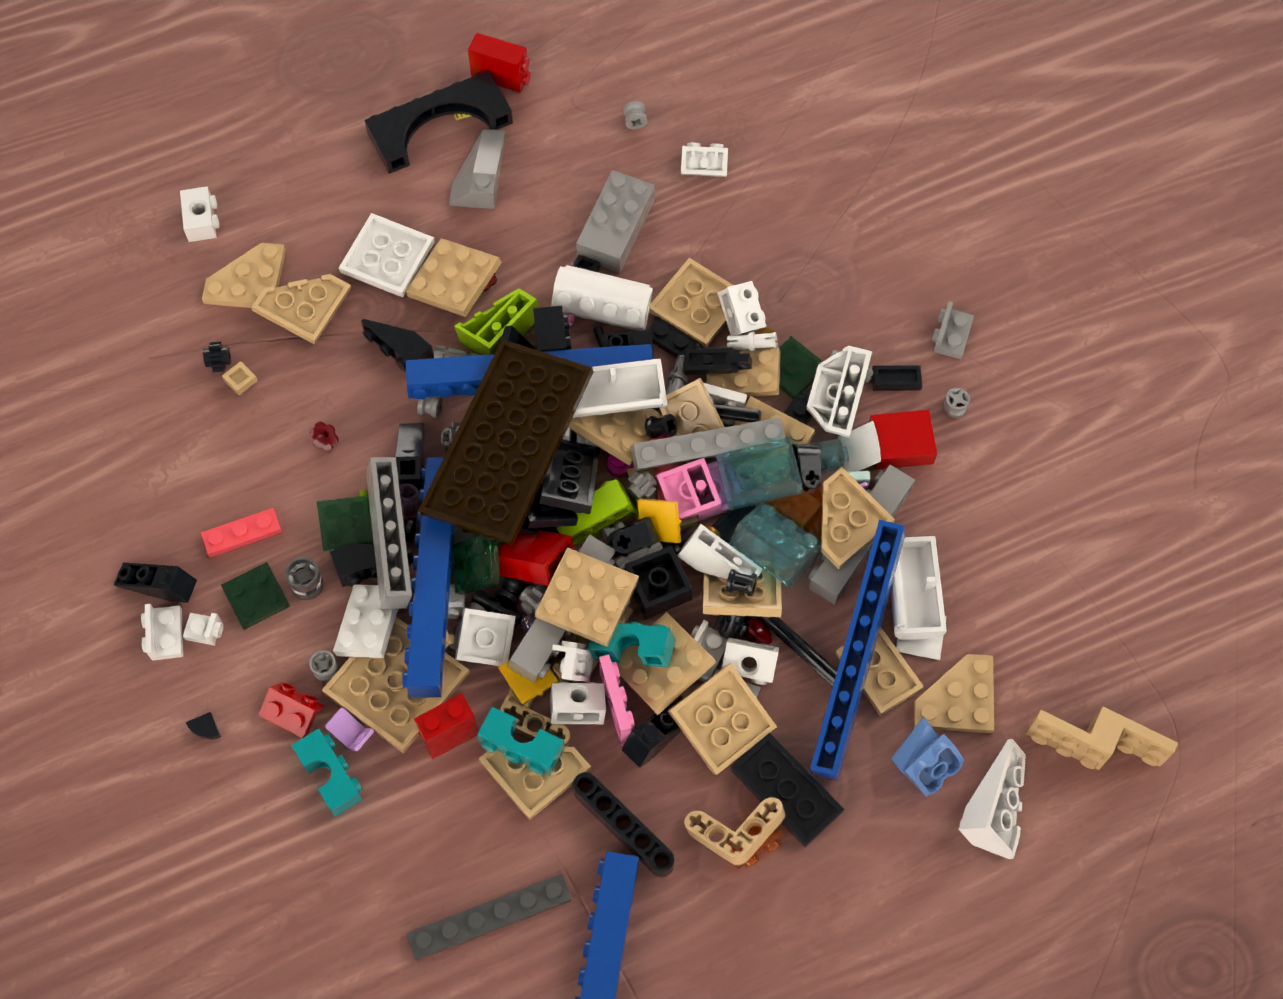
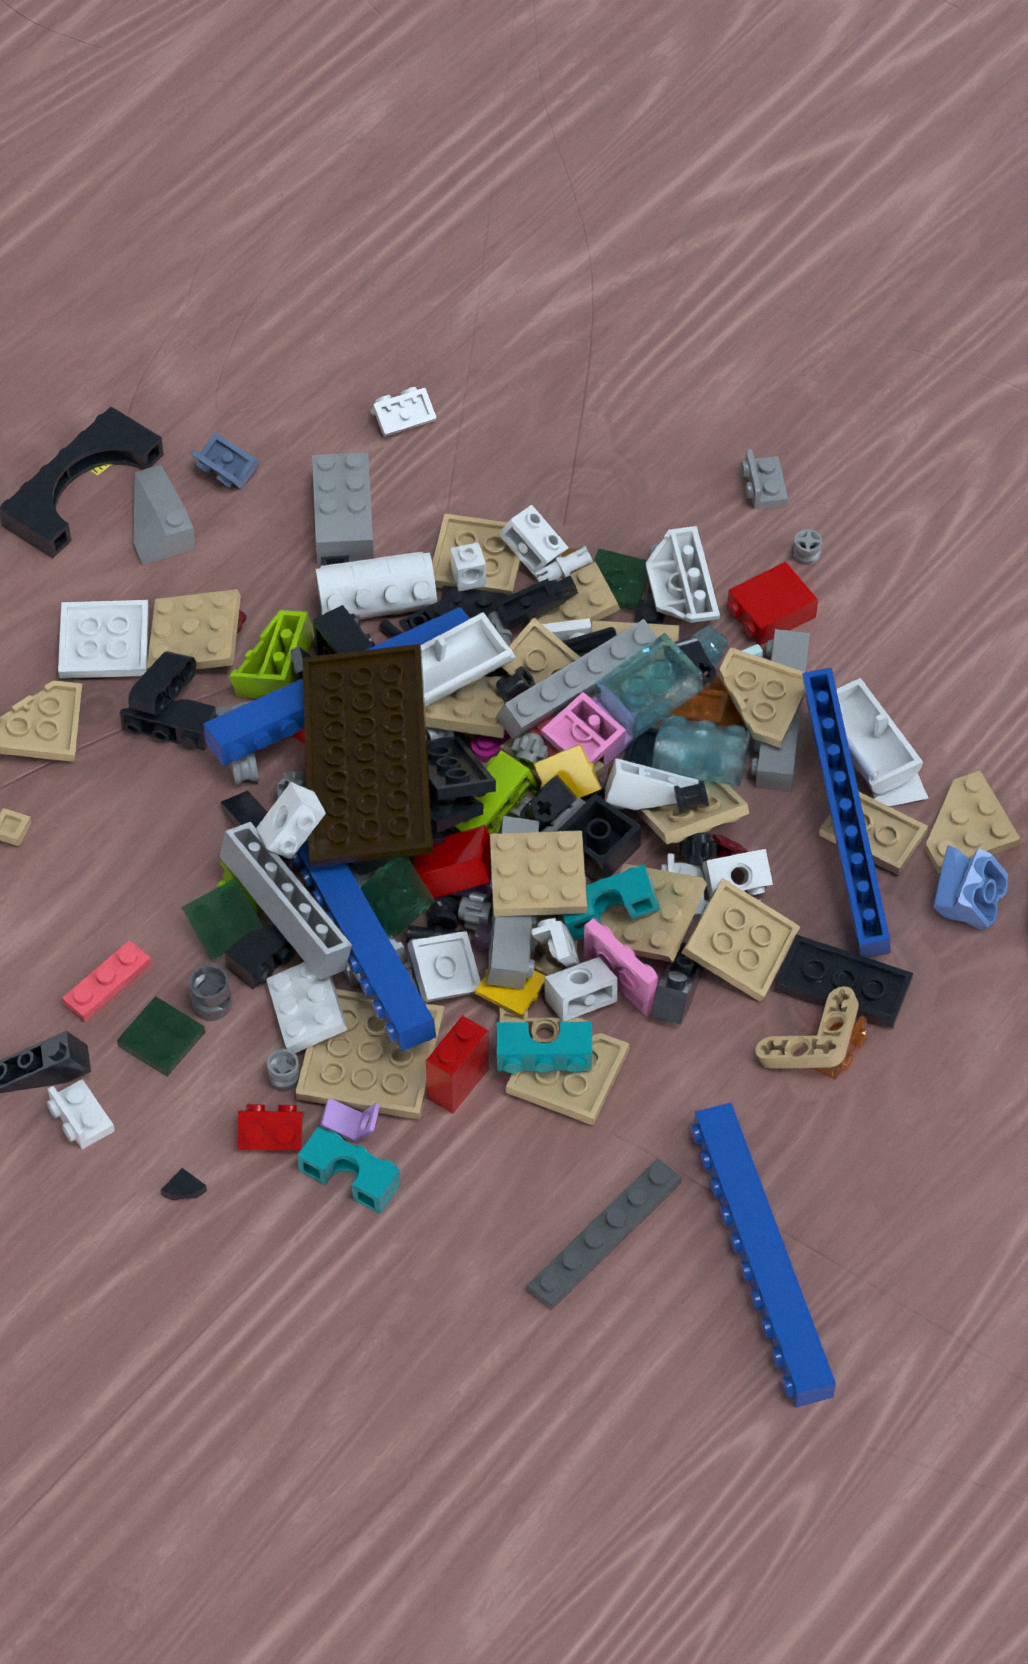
camera: 25 degrees left, 10 degrees down
(203, 628) = (123, 1091): white bracket -> none
(324, 436) = (144, 852): dark red plant -> none
(401, 311) = (162, 683): none -> black beam
(420, 471) = (290, 820): none -> white brick
(503, 59) = (123, 388): red brick -> none
(551, 148) = (226, 460): none -> sand blue bracket
(618, 812) = (685, 1072): black beam -> none
(635, 115) = (300, 394): light grey wheel -> none
(679, 311) = (468, 566): none -> white brick
(800, 647) = (780, 844): black axle -> none
(862, 448) = (737, 624): white sticker -> none
(897, 378) = (732, 548): black tile -> none

